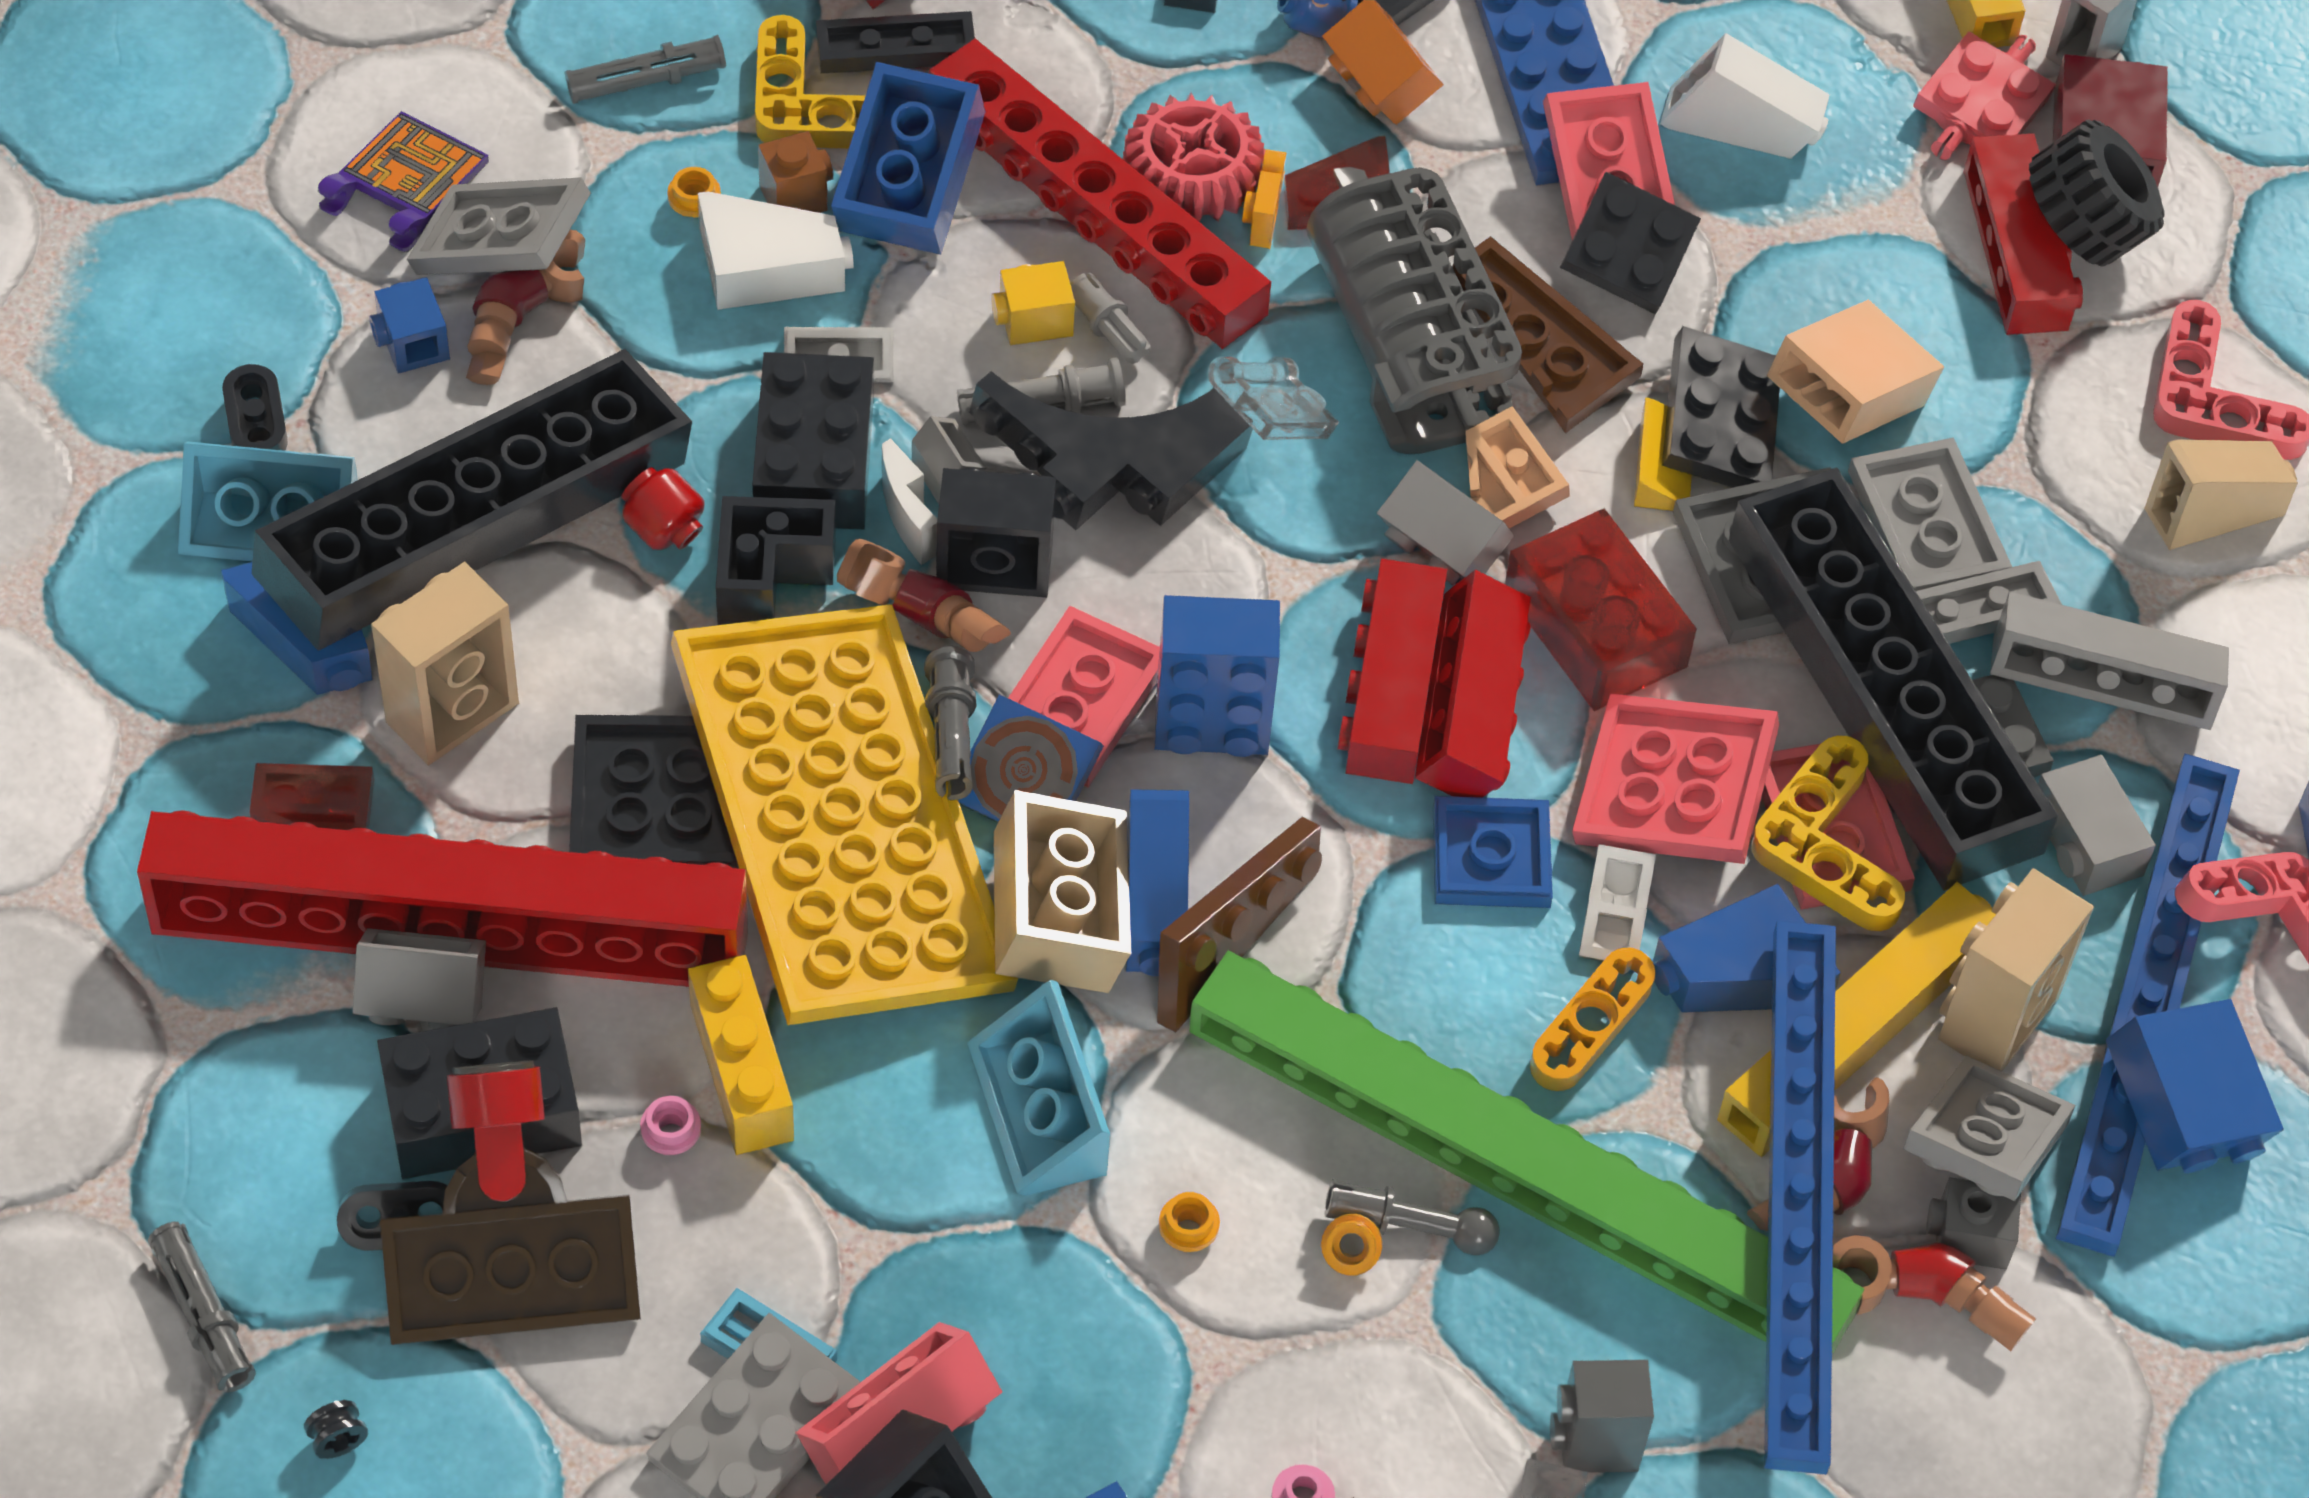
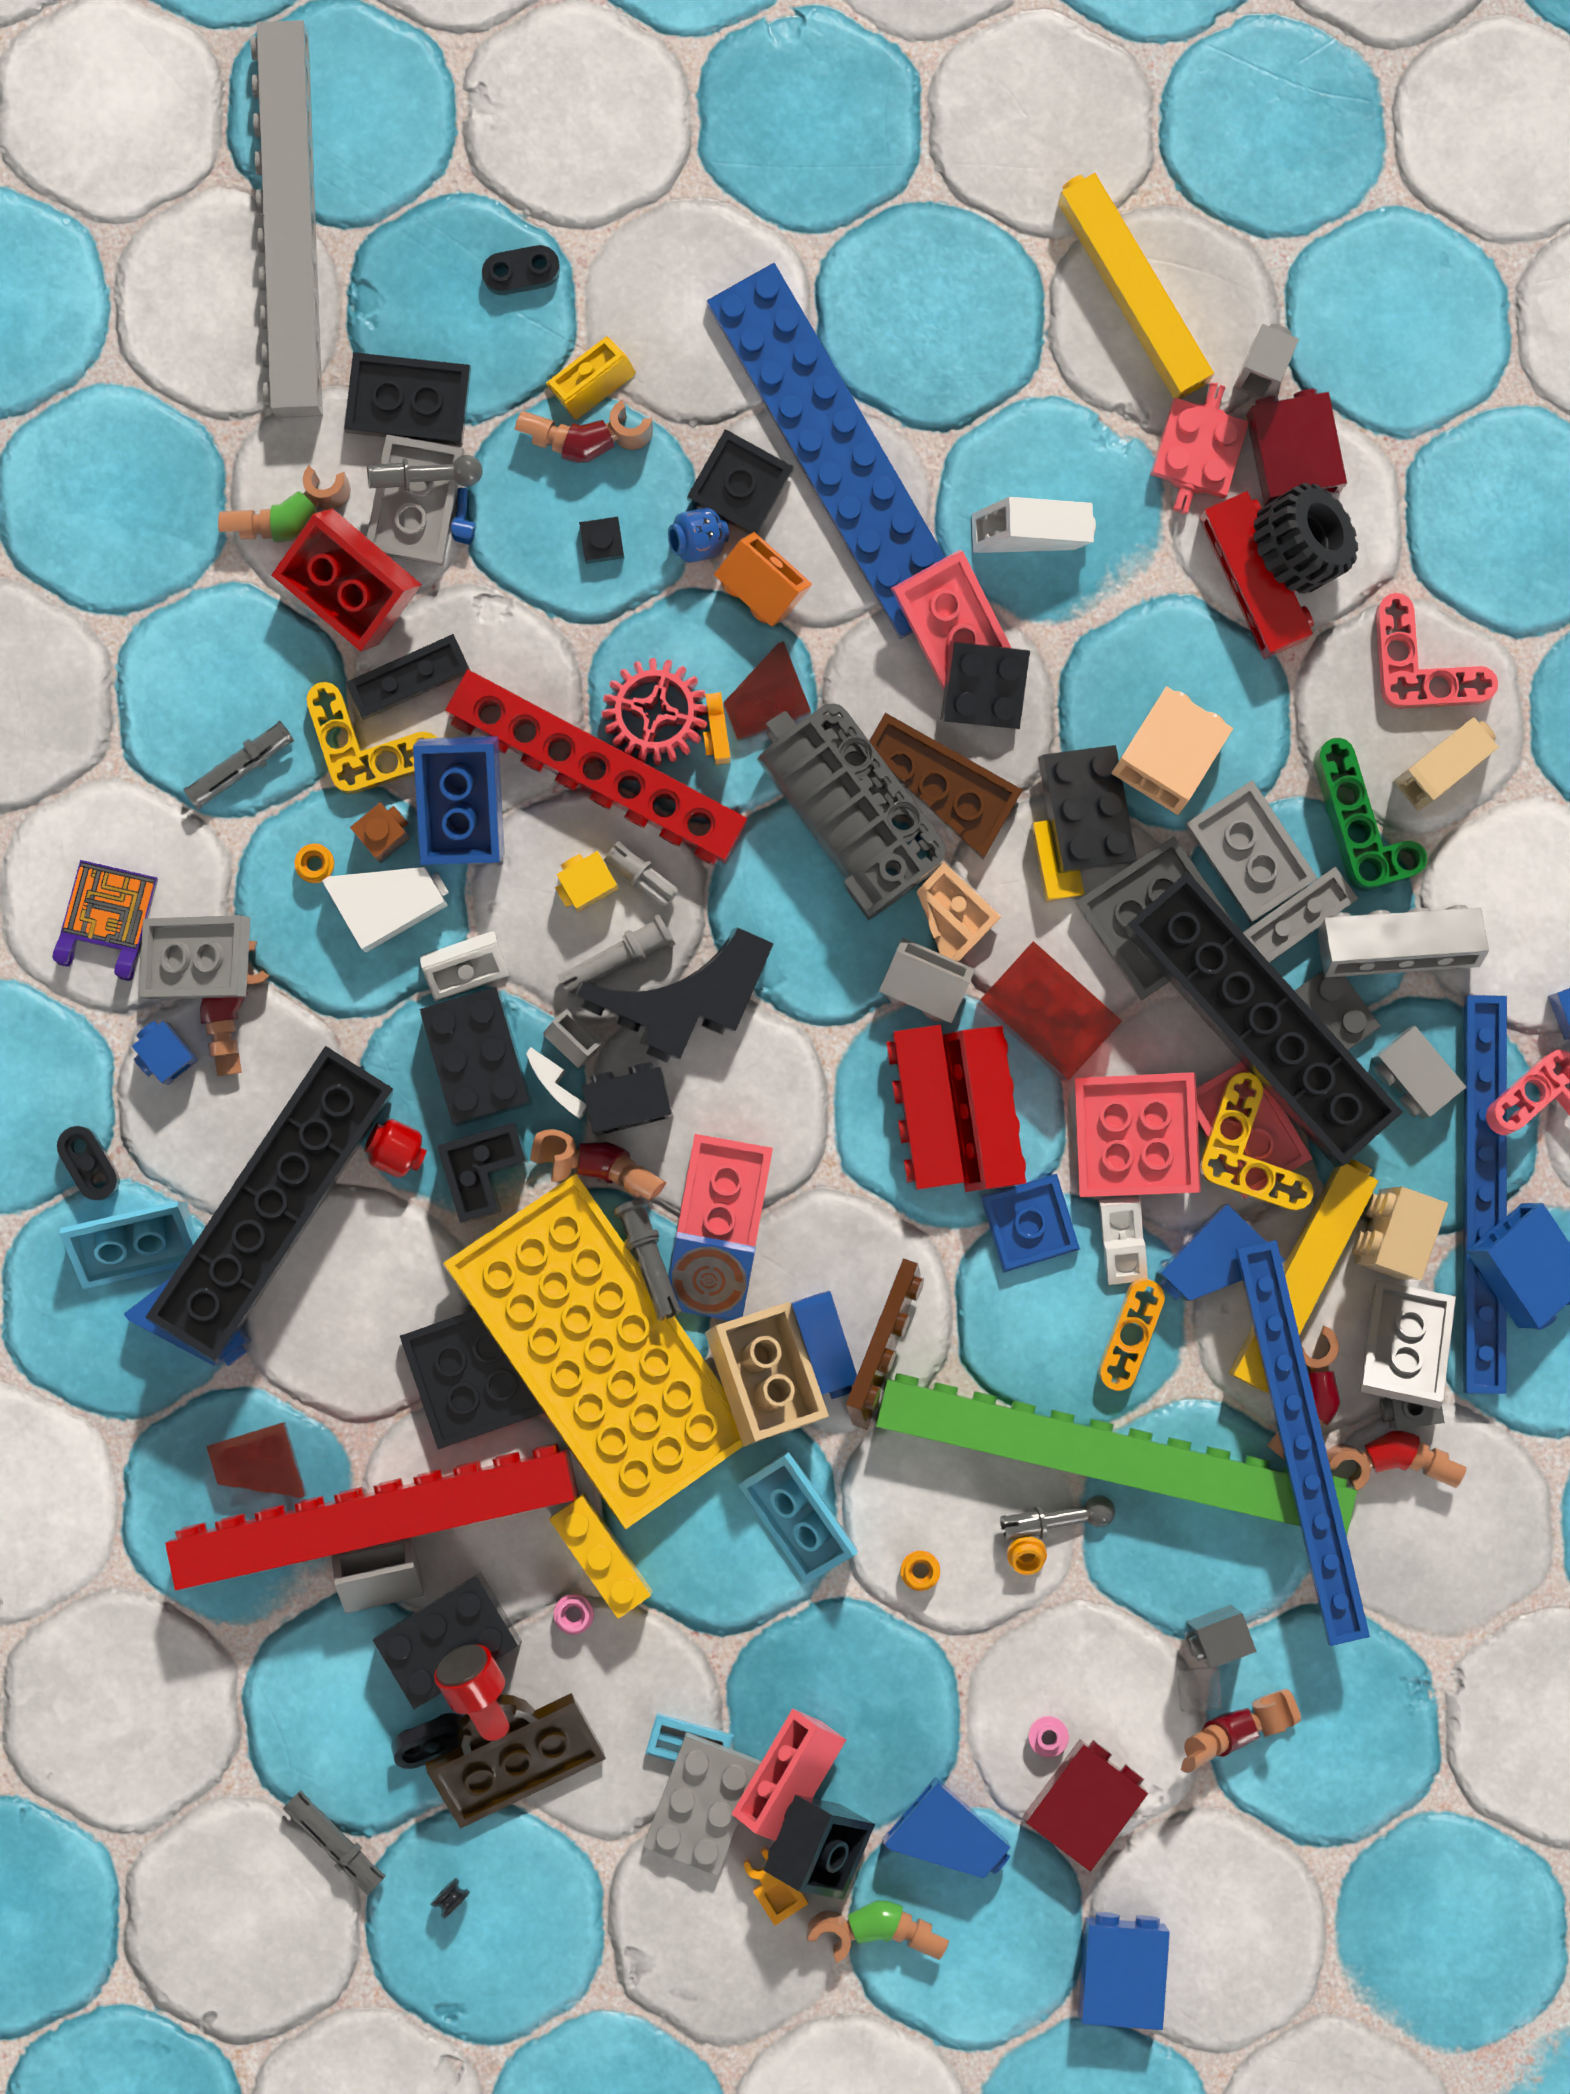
camera: 20 degrees left, 30 degrees up
(445, 662) = (304, 1348): tan brick -> none
(1217, 675) = (816, 1181): blue brick -> none
(1277, 411) = (788, 922): clear plate -> none
(2083, 563) = (1360, 813): none -> green beam

